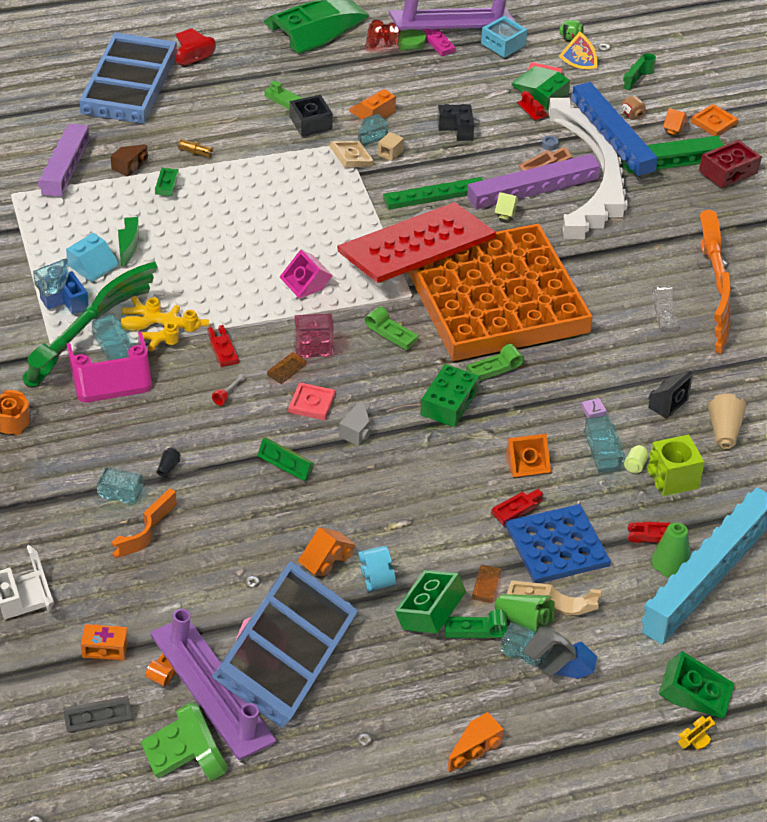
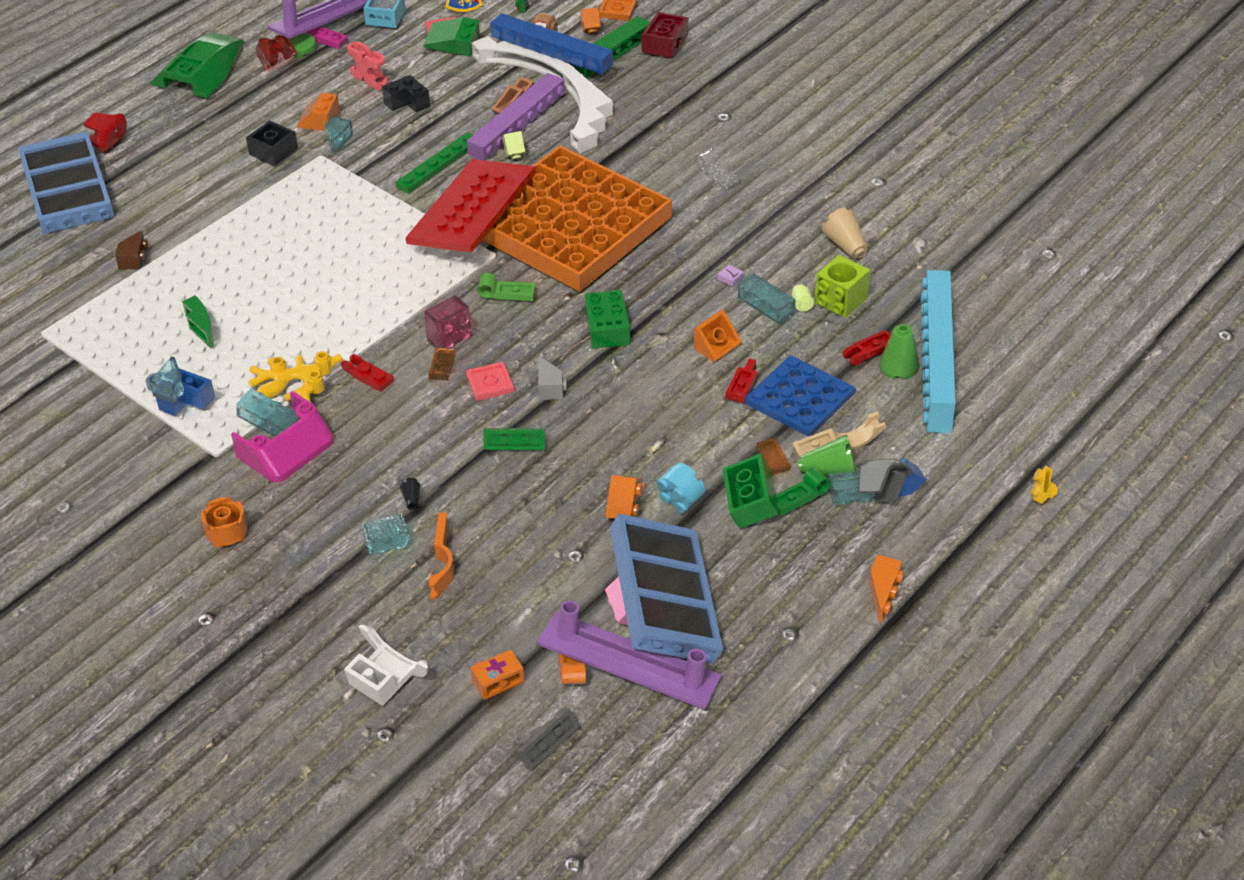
camera: 30 degrees left, 0 degrees up
(64, 160) = (69, 279): medium lavender brick -> none
(91, 257) = (181, 345): medium azure slope -> none
(124, 287) = (221, 450): green piece -> none
(166, 181) = (189, 255): green plate -> none
(182, 742) = (649, 719): bright green piece -> none
(195, 148) = (185, 216): pearl gold pin -> none
(221, 396) = (404, 412): red hinge -> none
(279, 94) = (222, 139): bright green hinge -> none
(305, 274) = (392, 277): dark pink slope -> none
(351, 154) = (337, 160): tan tile -> none
(390, 146) = (366, 140): tan brick -> none
(444, 80) = (367, 65): none -> coral piece
(507, 360) = (625, 272): bright green plate -> none
(531, 106) = (463, 58): red hinge -> none
(550, 143) = (499, 80): sand blue tile -> none
(671, 394) = (783, 233): black slope -> none
(696, 686) = (1008, 450): green slope -> none
(712, 247) = (760, 129): orange piece -> none

